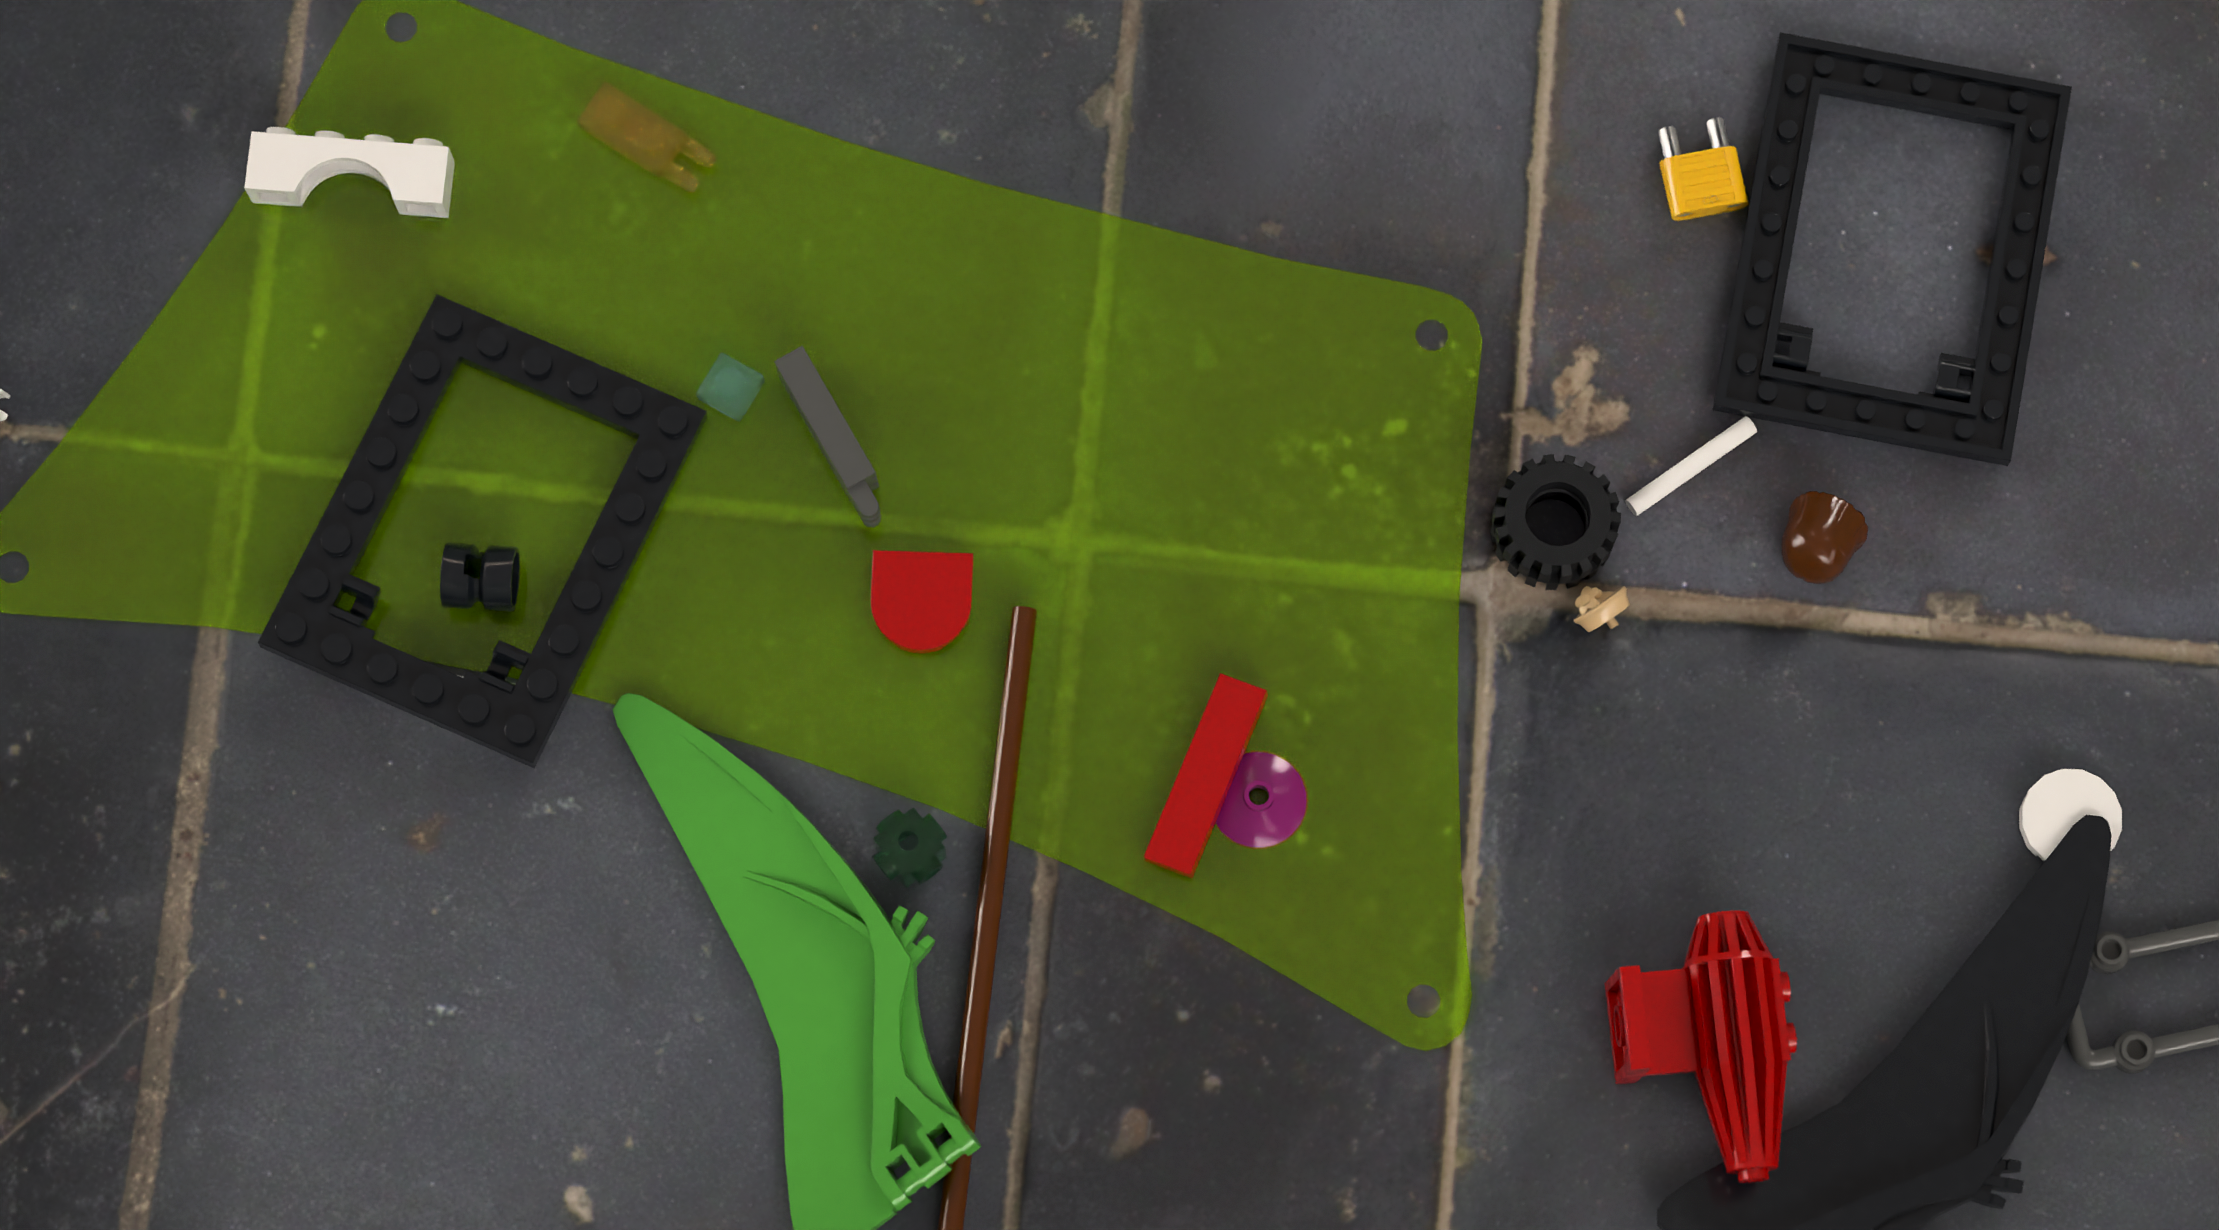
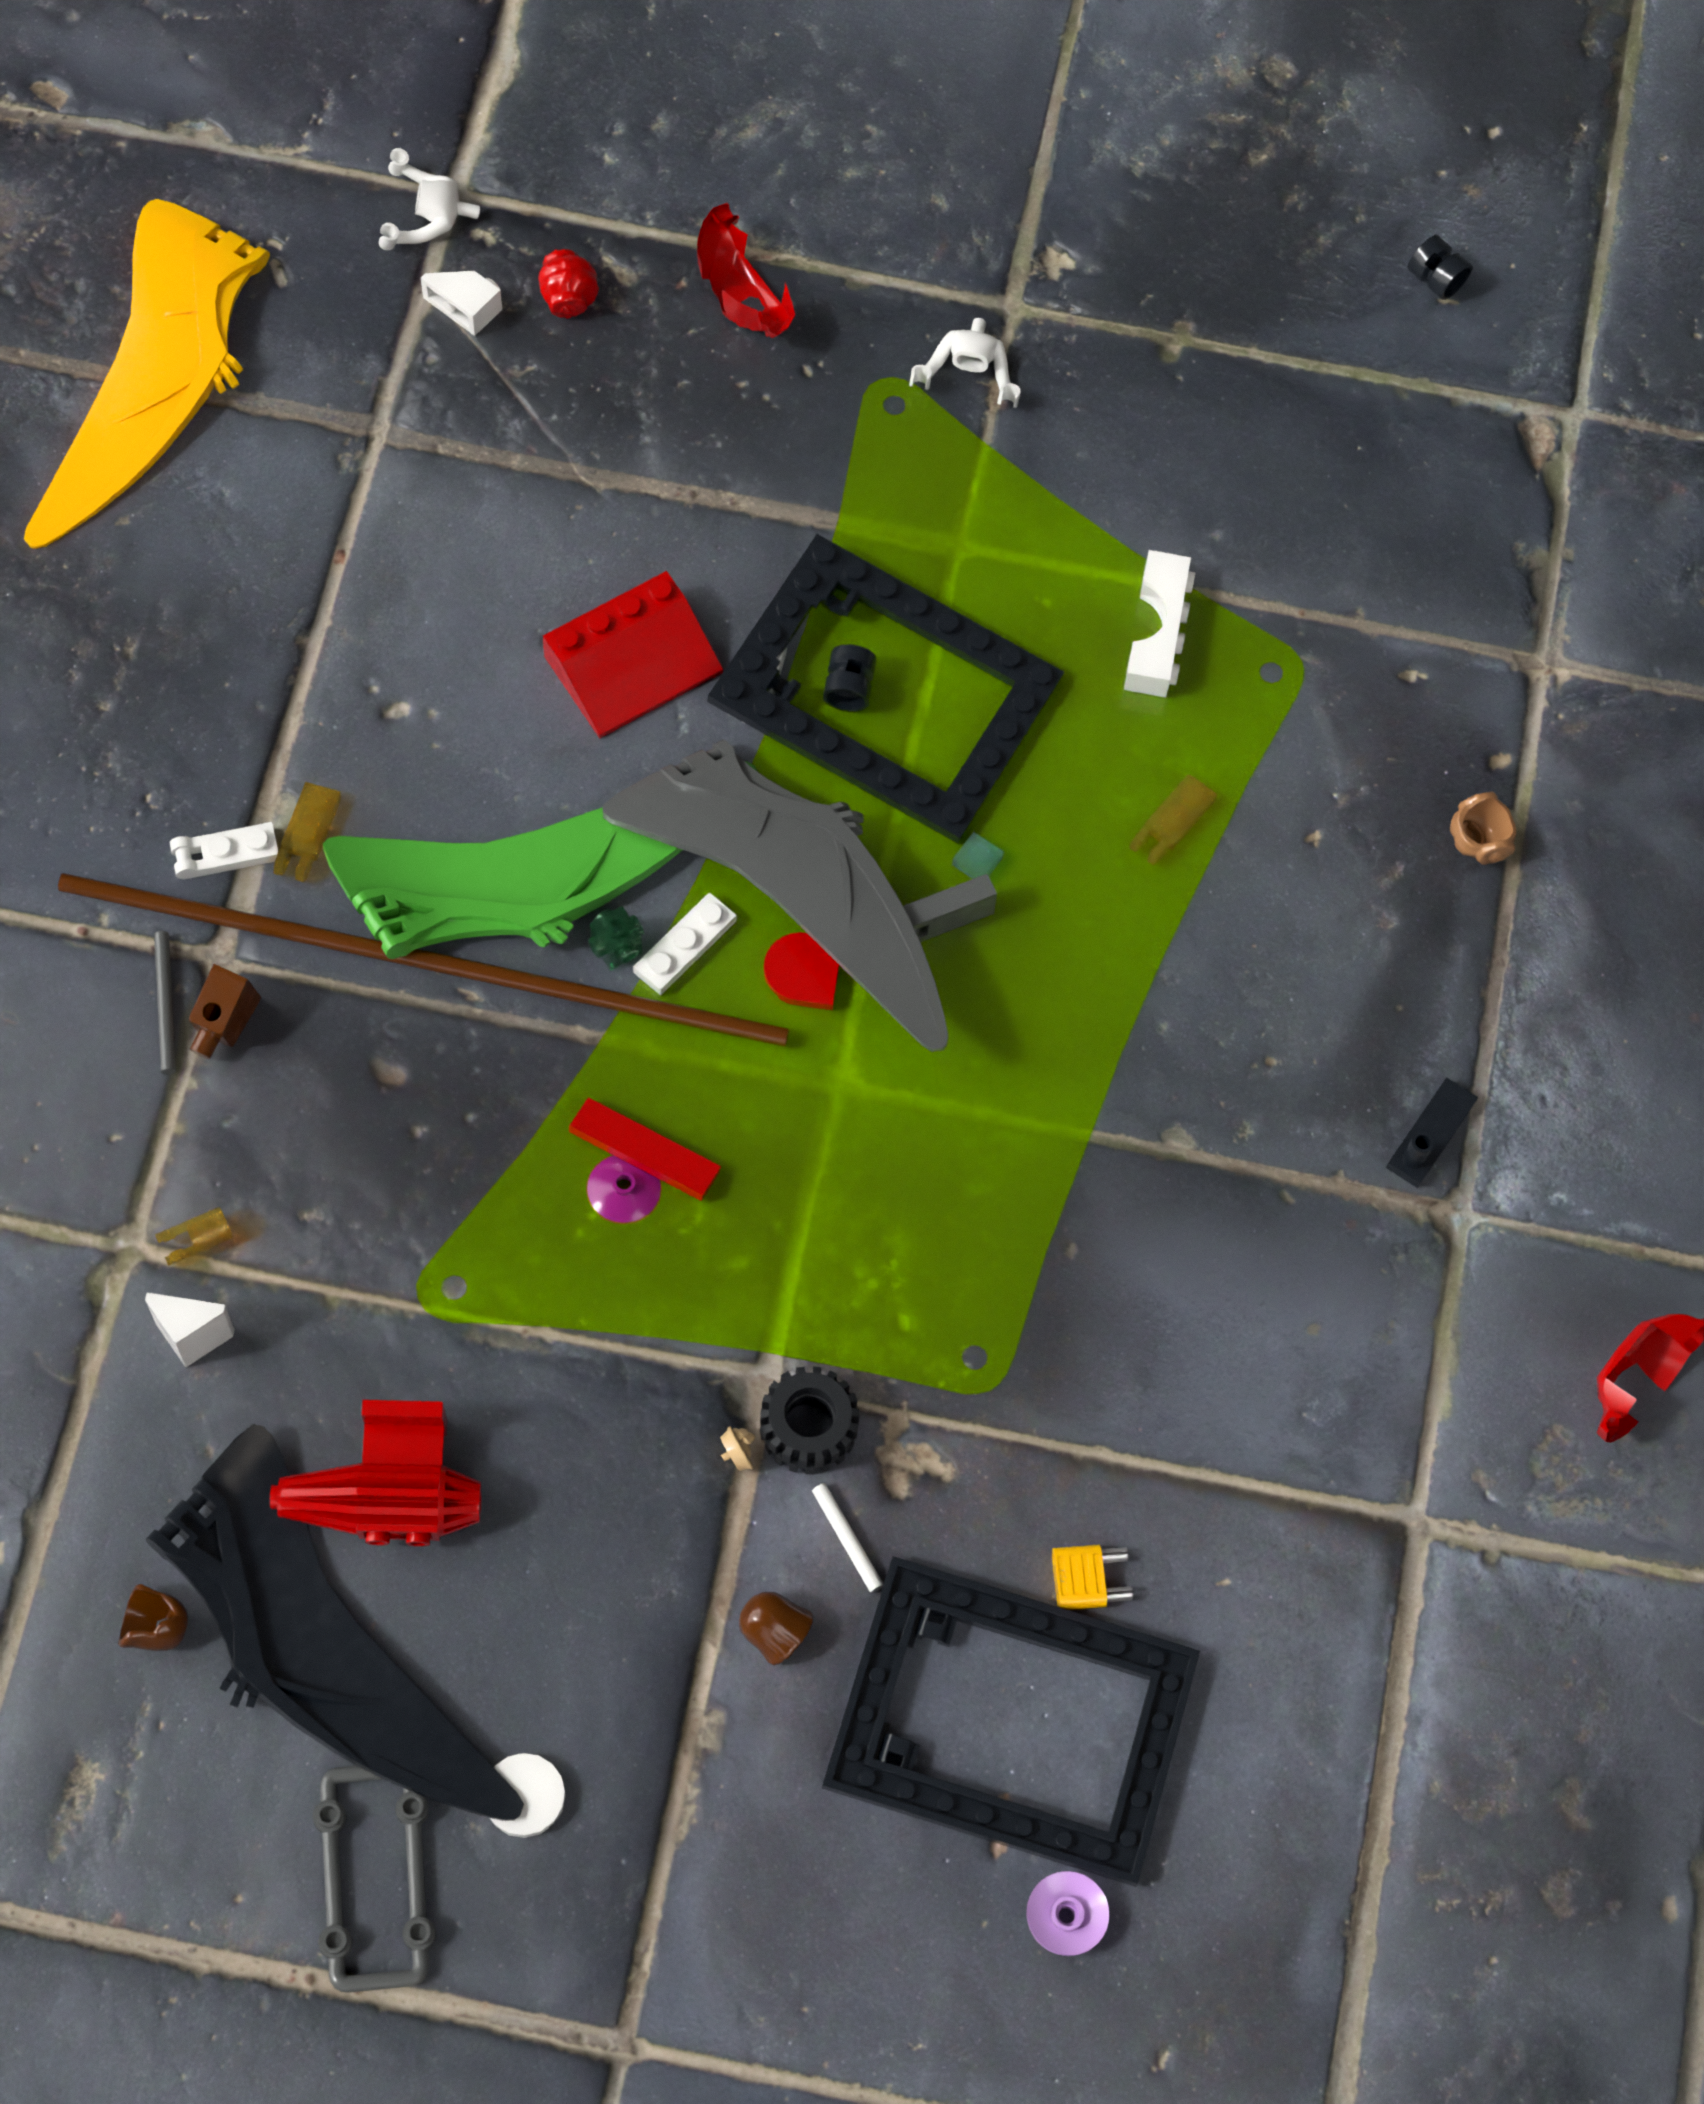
camera: 90 degrees right, 10 degrees down
(469, 881) = (631, 654): none -> red slope
(778, 610) = (801, 859): none -> dark grey animal
(900, 759) = (684, 943): none -> white plate
(2123, 143) = (1080, 1896): none -> lavender dish

